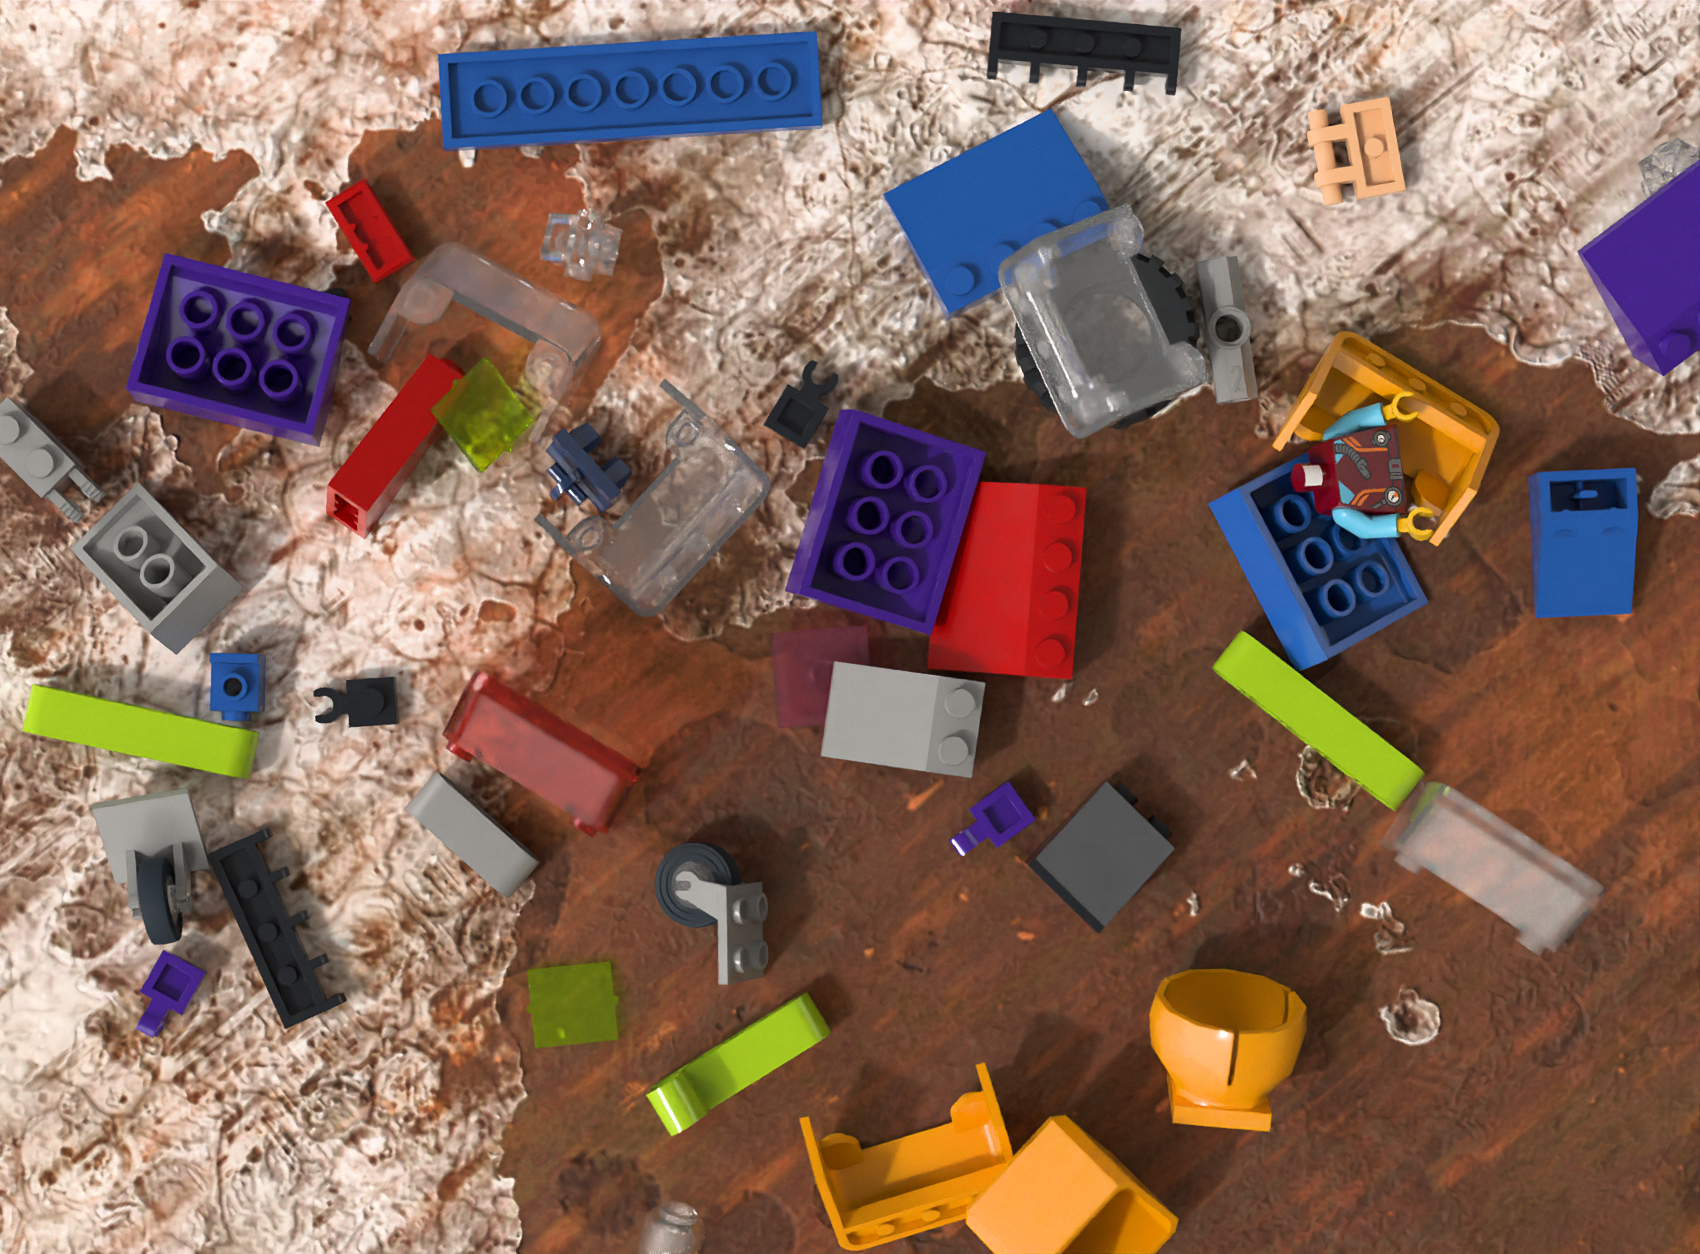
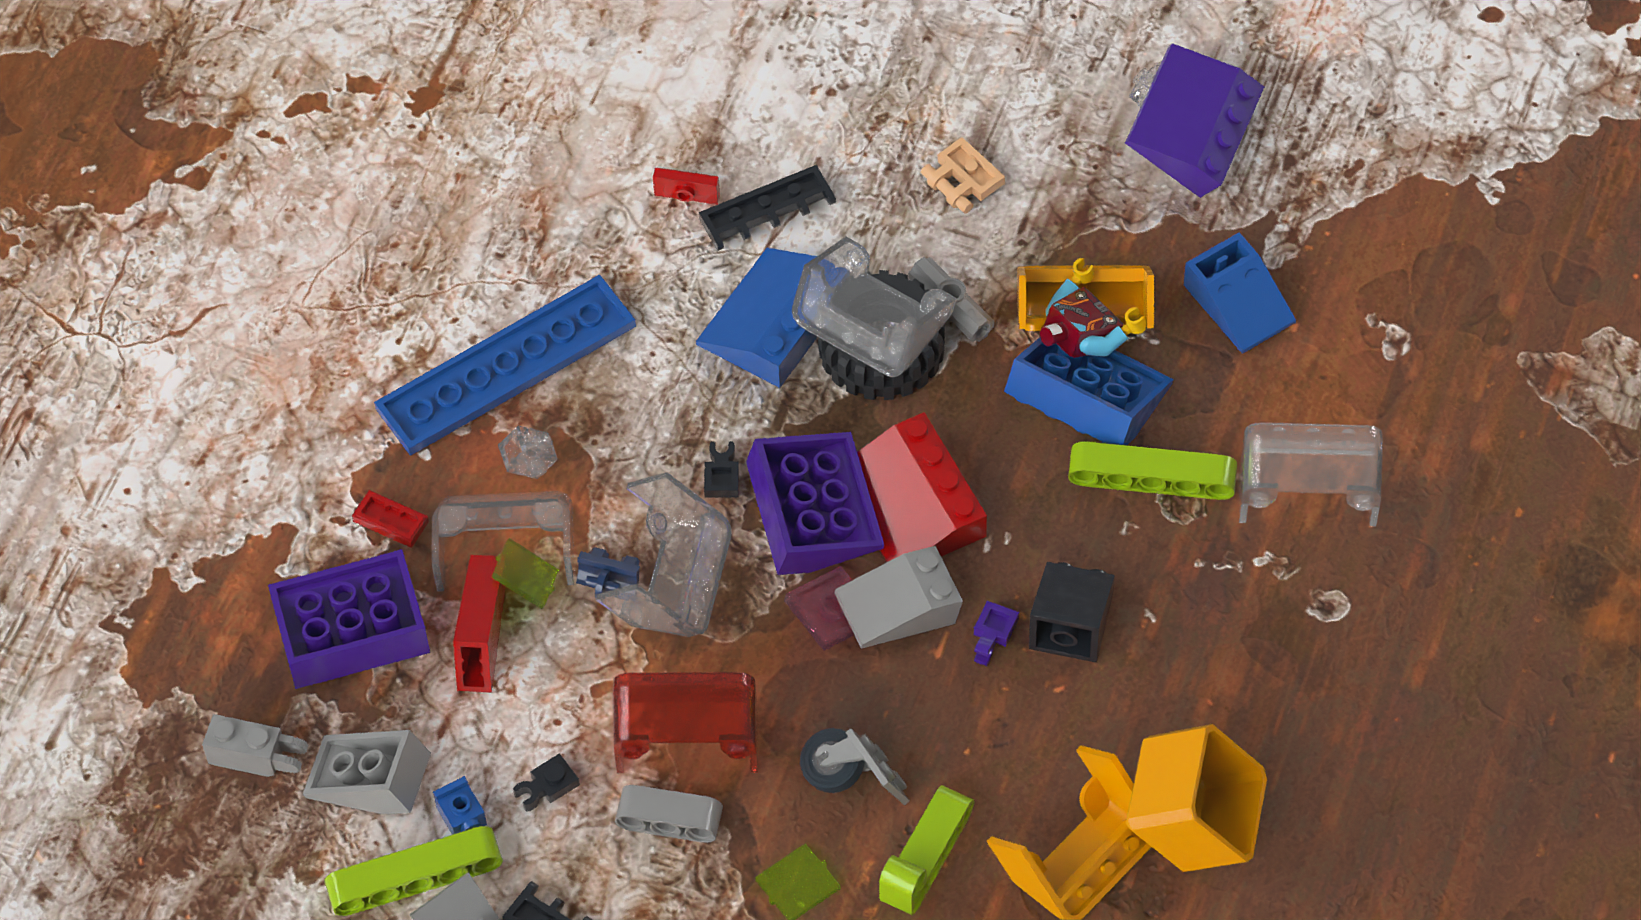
camera: 30 degrees left, 30 degrees down
(1225, 1044) = (1222, 659): light orange plate -> none

